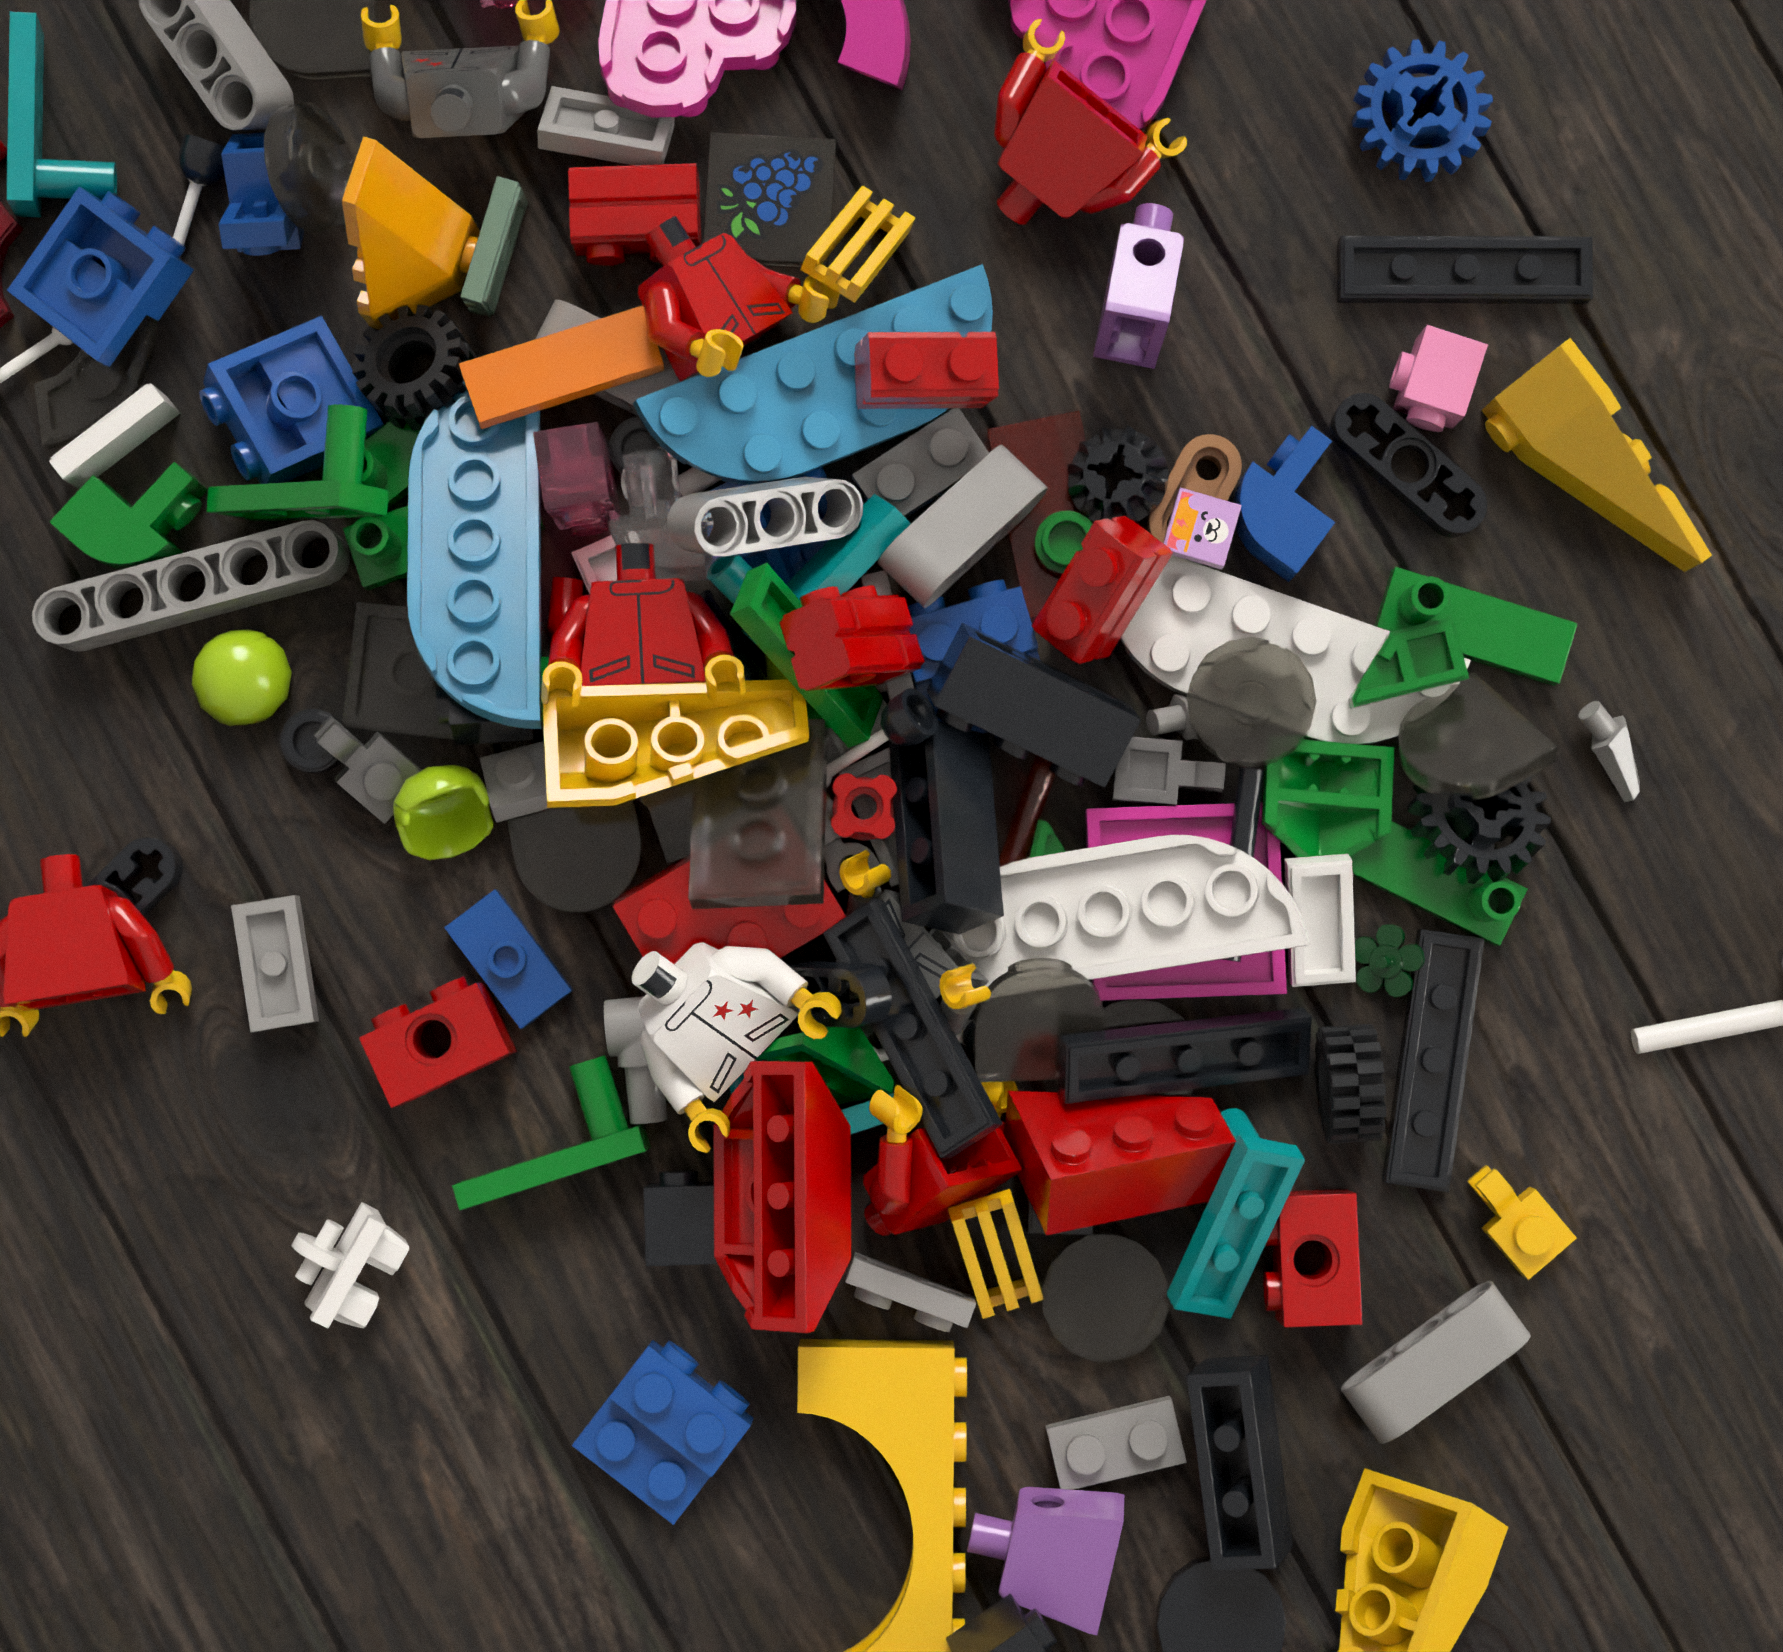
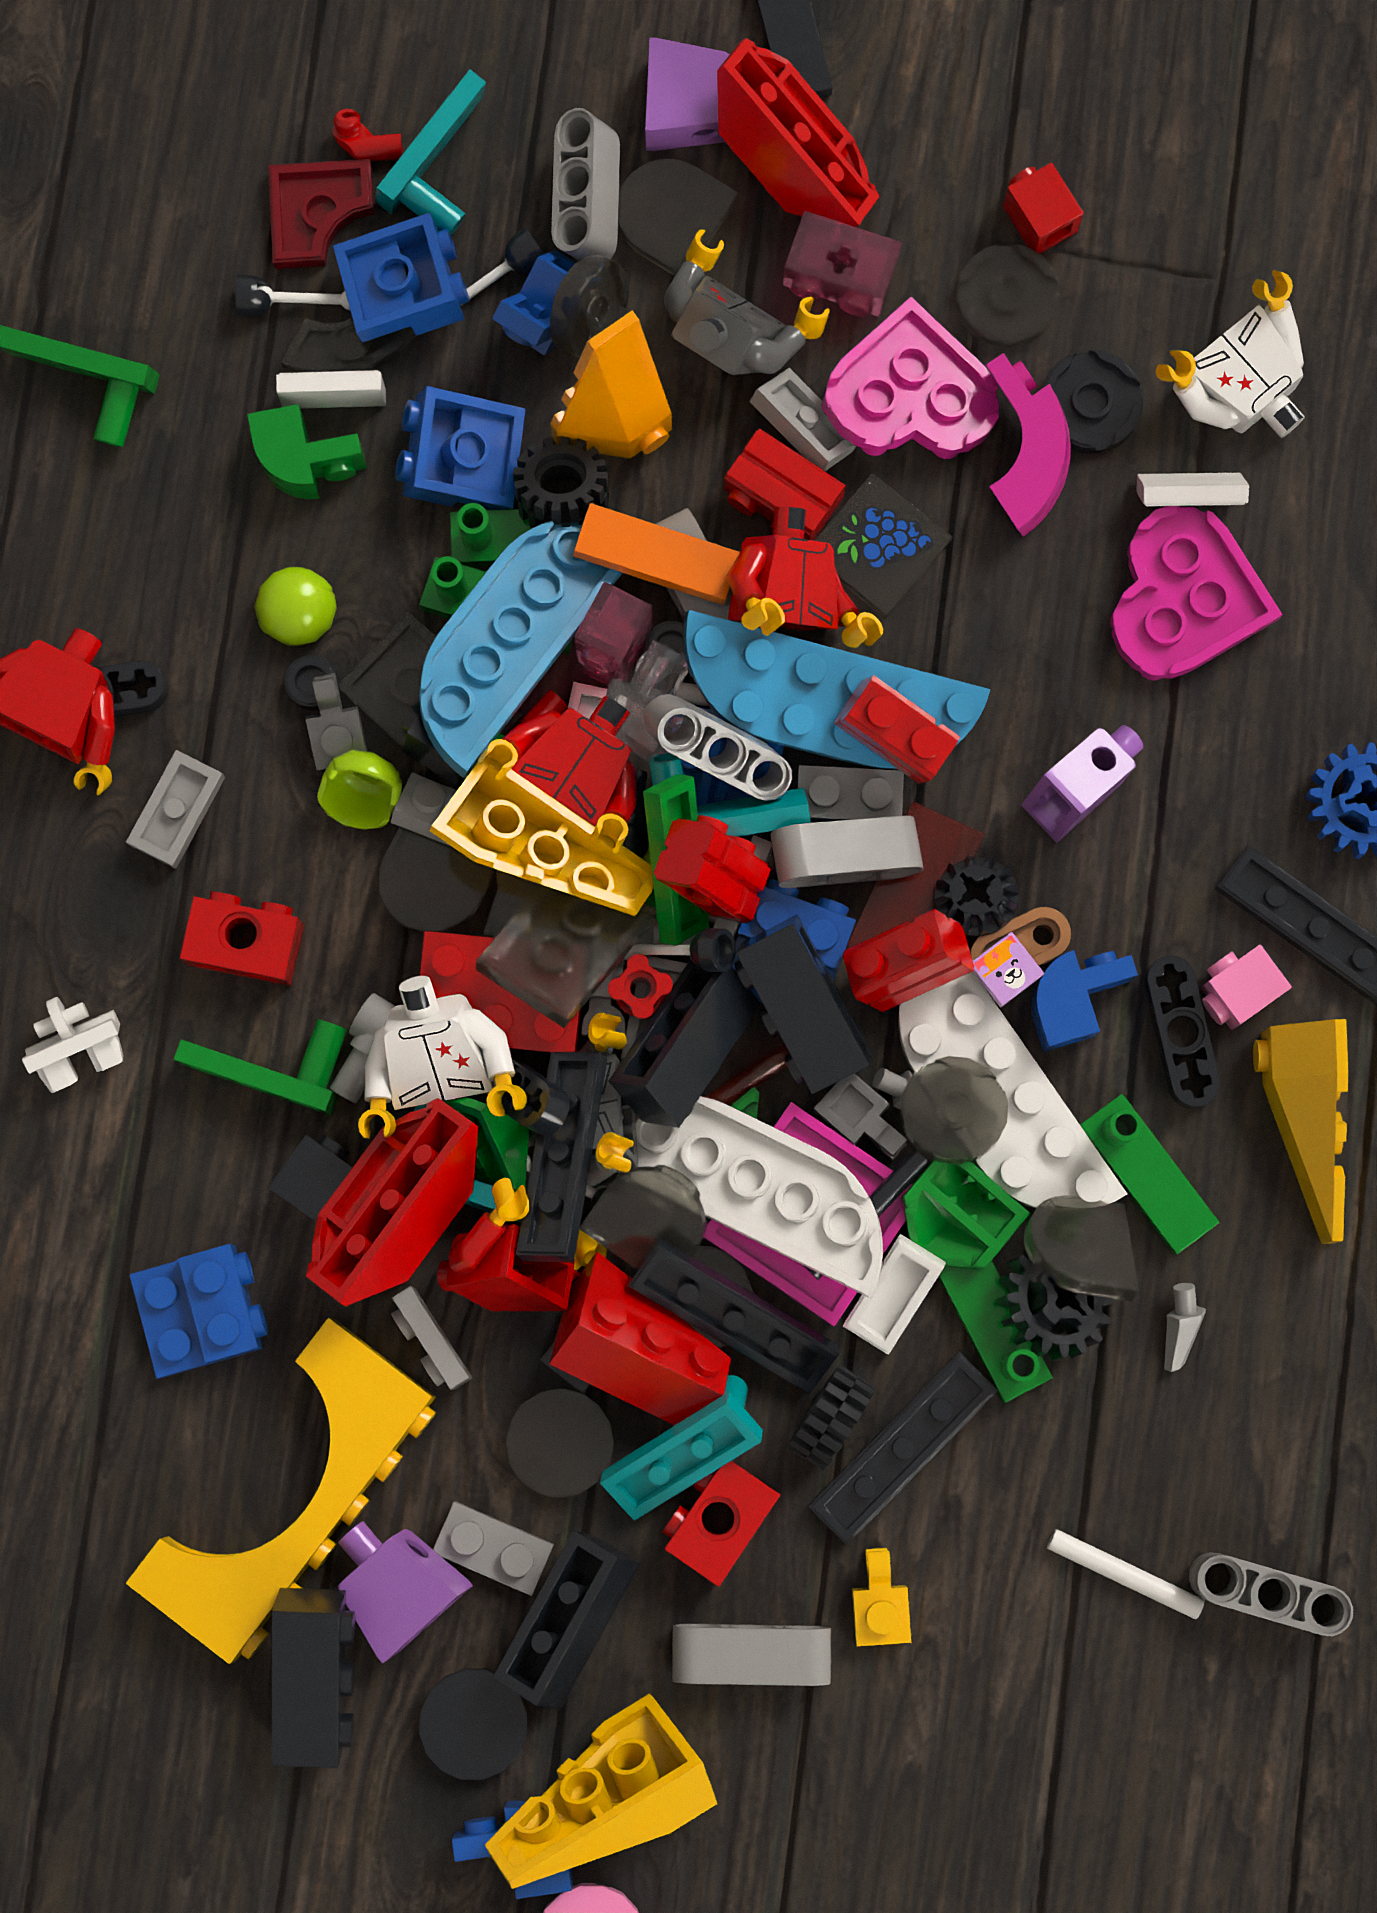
camera: 35 degrees right, 5 degrees down
(162, 580) = (290, 506): light grey beam -> none
(336, 496) = (444, 530): green piece -> none
(494, 247) = (672, 445): sand green tile -> none
(509, 959) = (331, 920): blue plate -> none
(876, 218) = (942, 607): yellow tile -> none
(1007, 1291) = (496, 1389): yellow tile -> none
(1060, 538) = (906, 906): green plate -> none
(1067, 141) = (1106, 649): red torso -> none
(1387, 961) = (921, 1357): dark green plant -> none
(1412, 662) = (1084, 1164): green tile -> none

